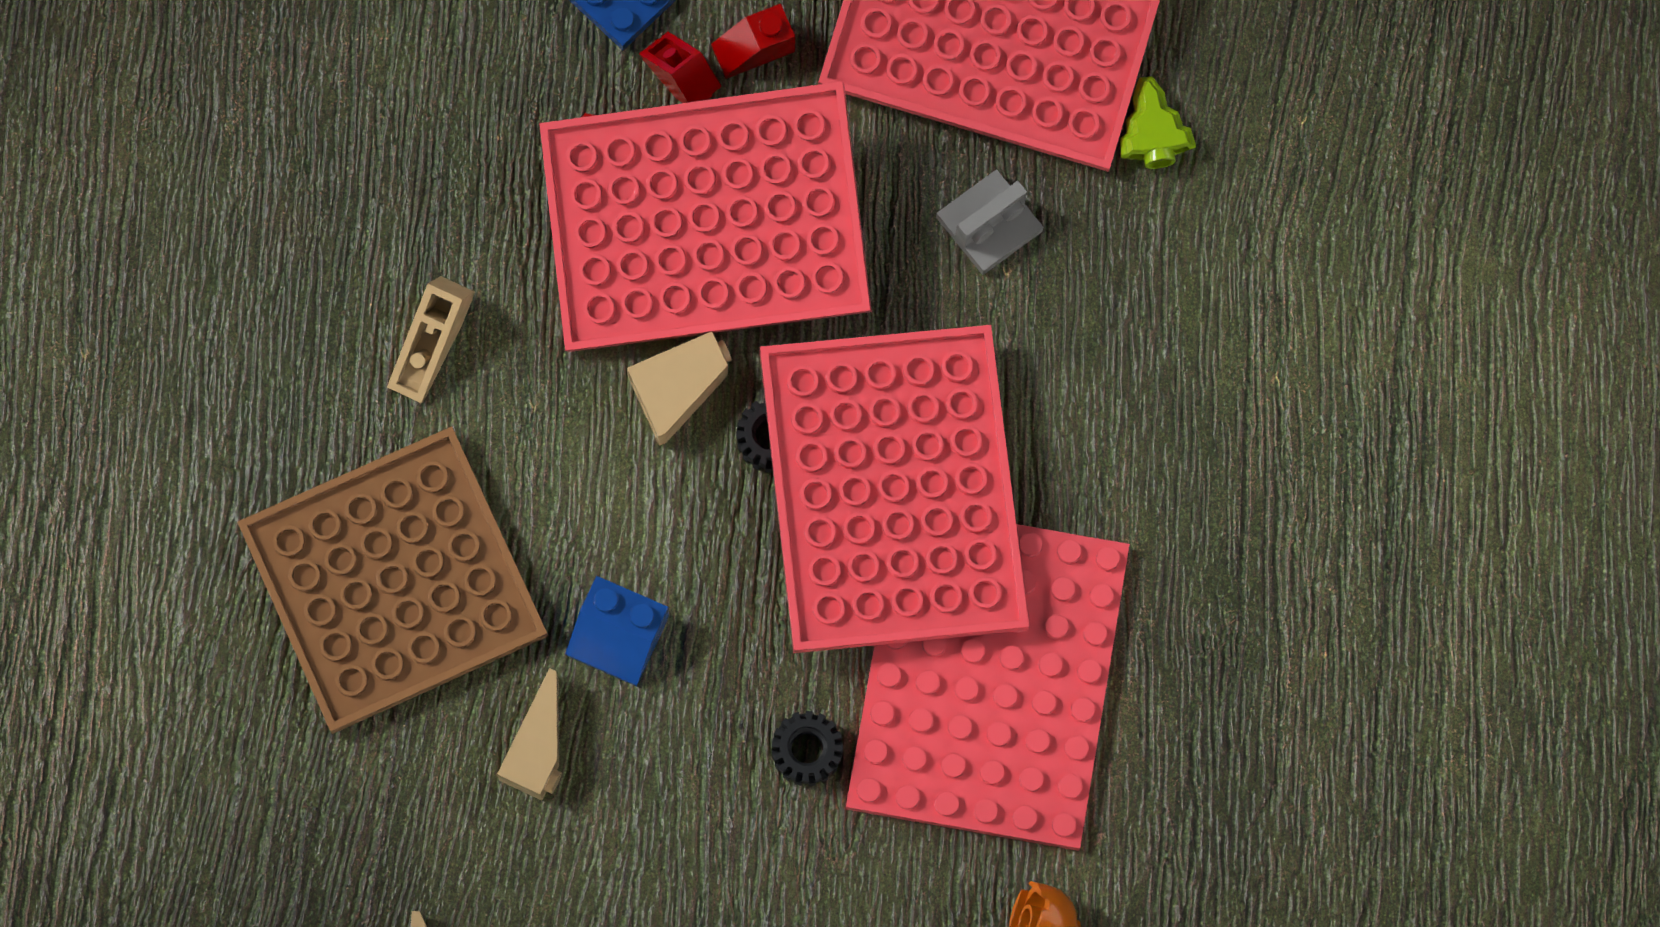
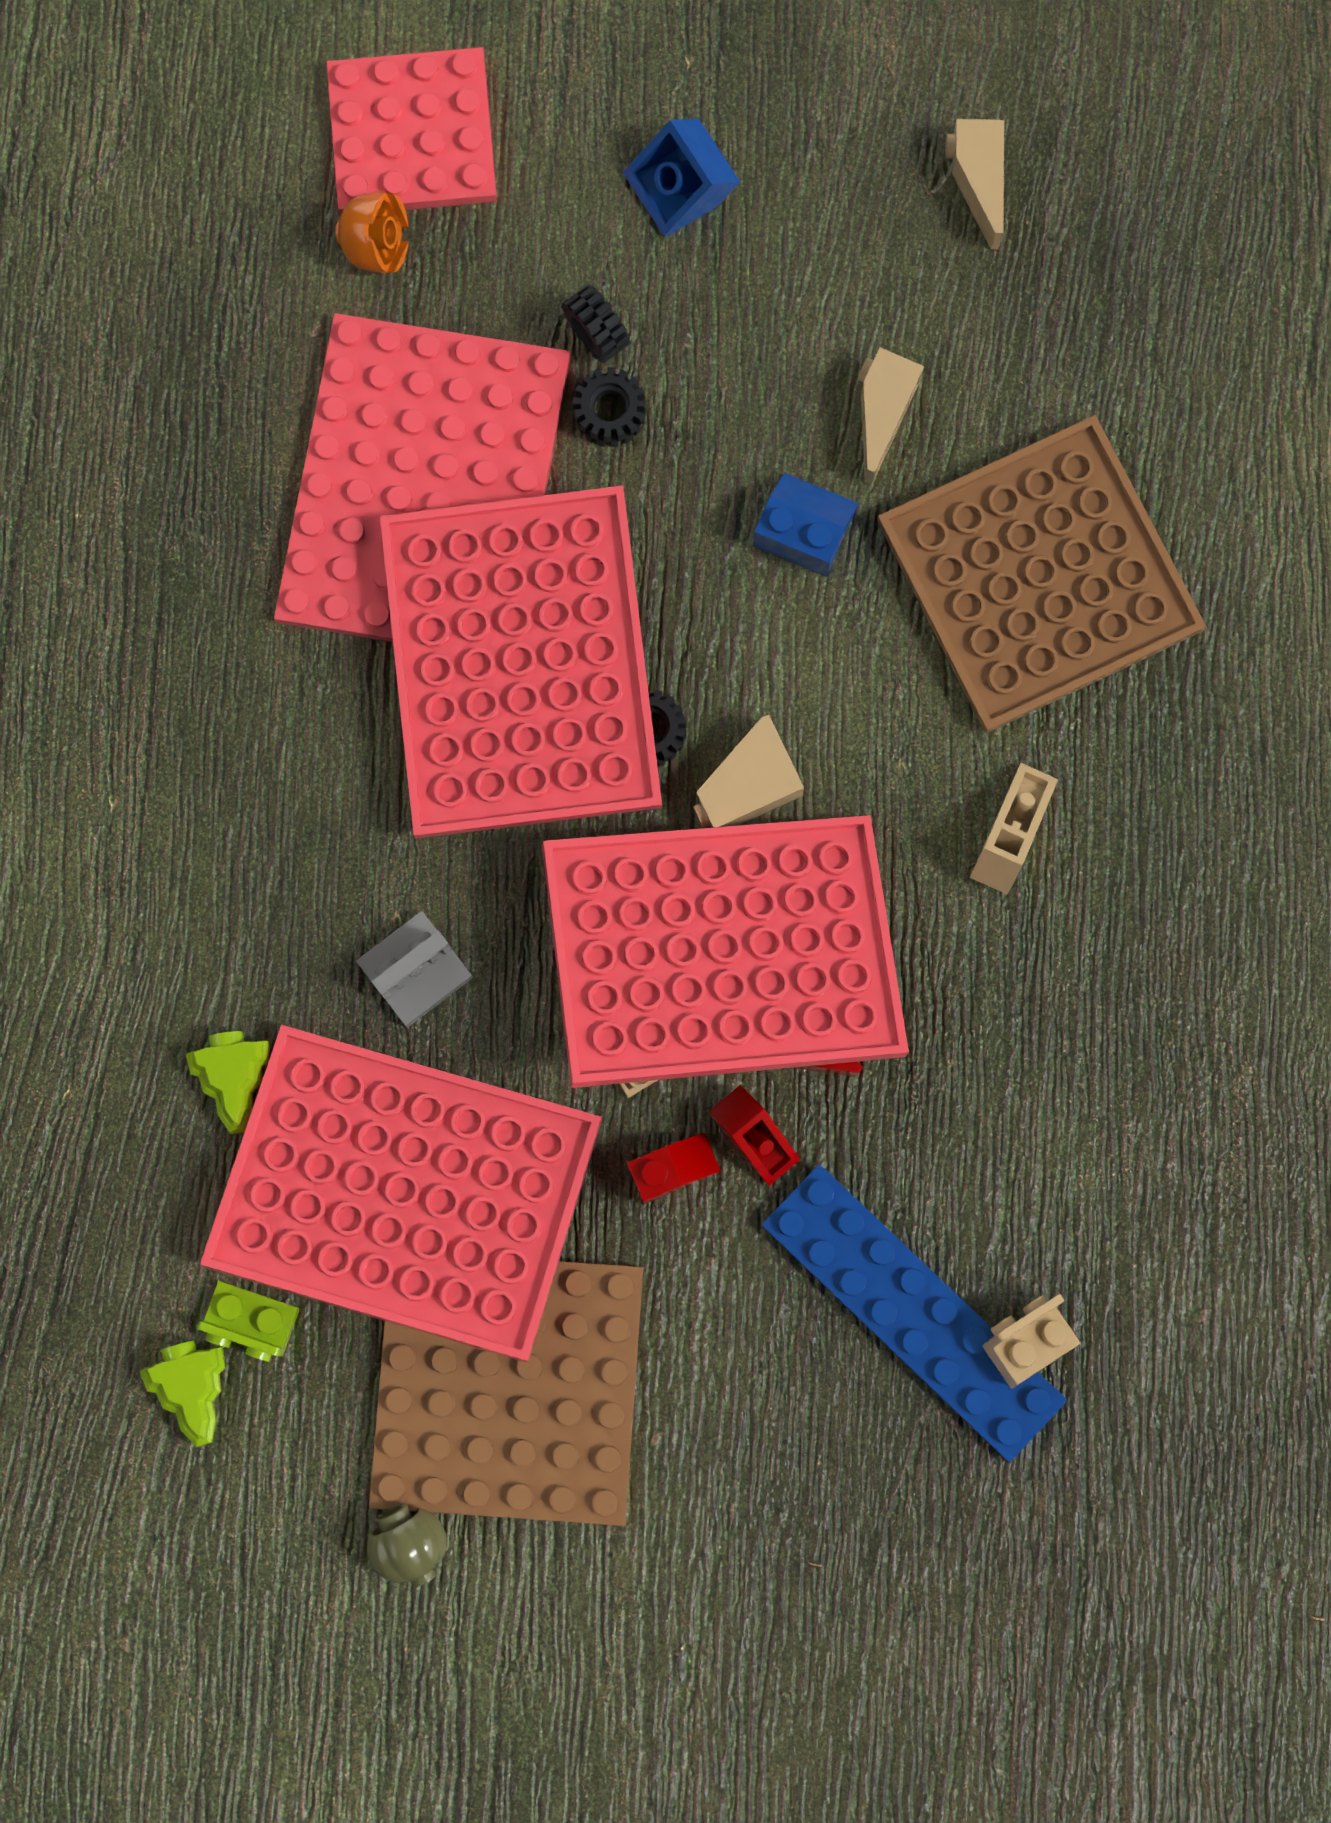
camera: 175 degrees left, 5 degrees up
(820, 823) = (596, 323): none -> black tyre

